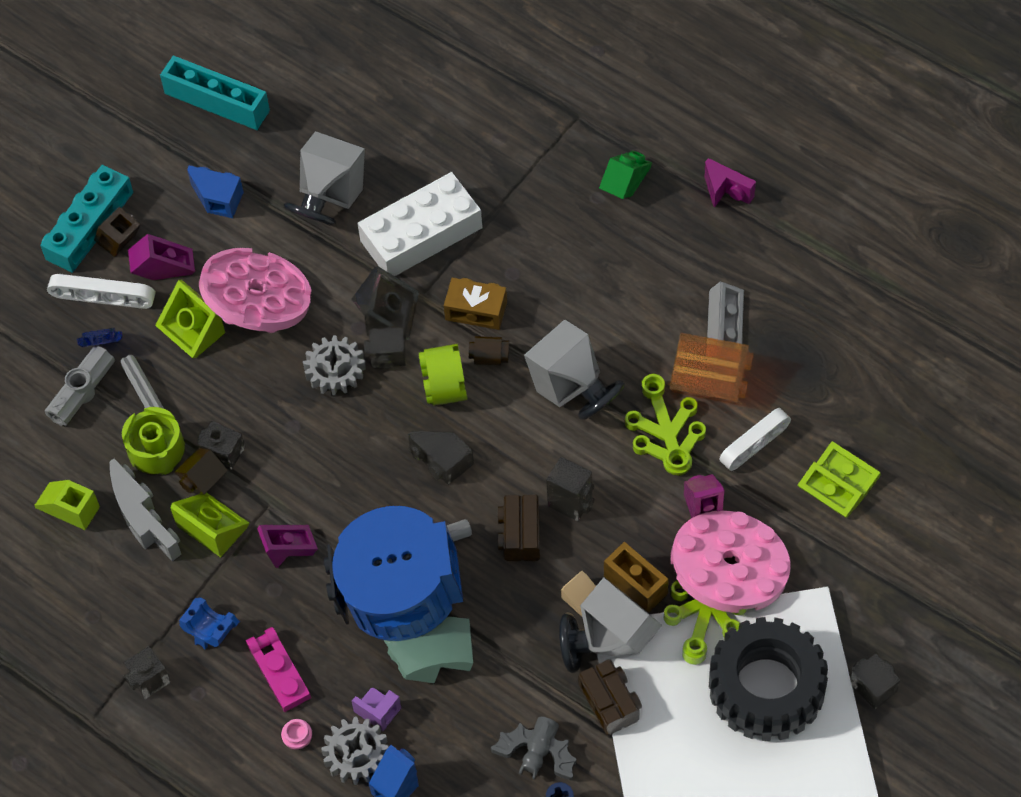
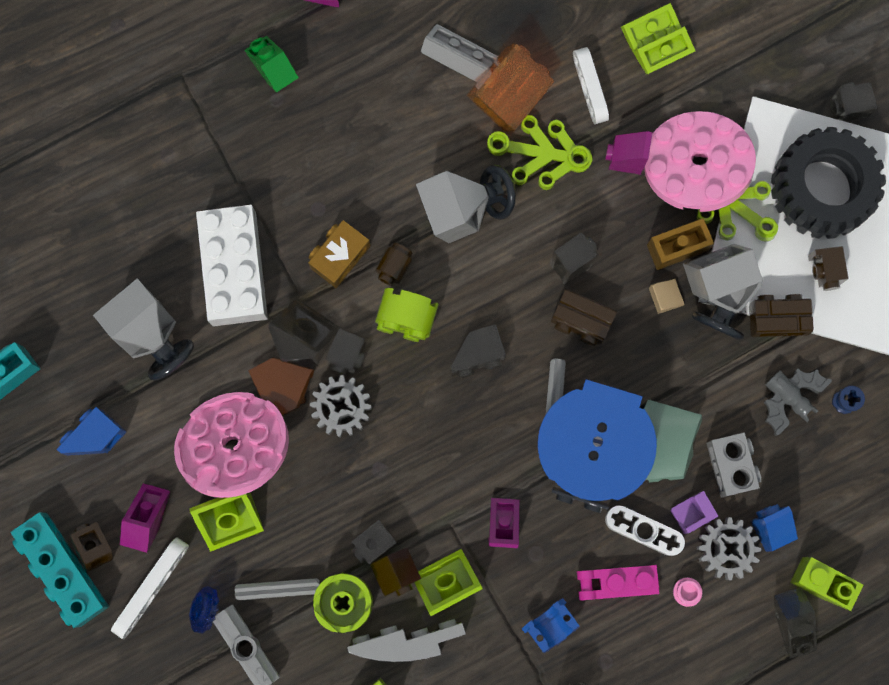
camera: 70 degrees left, 20 degrees up
(330, 692) = (667, 531): none -> white beam
(331, 312) = (282, 383): none -> reddish brown slope
(434, 715) = (725, 467): none -> light grey brick
(684, 721) = (829, 267): none -> dark brown brick

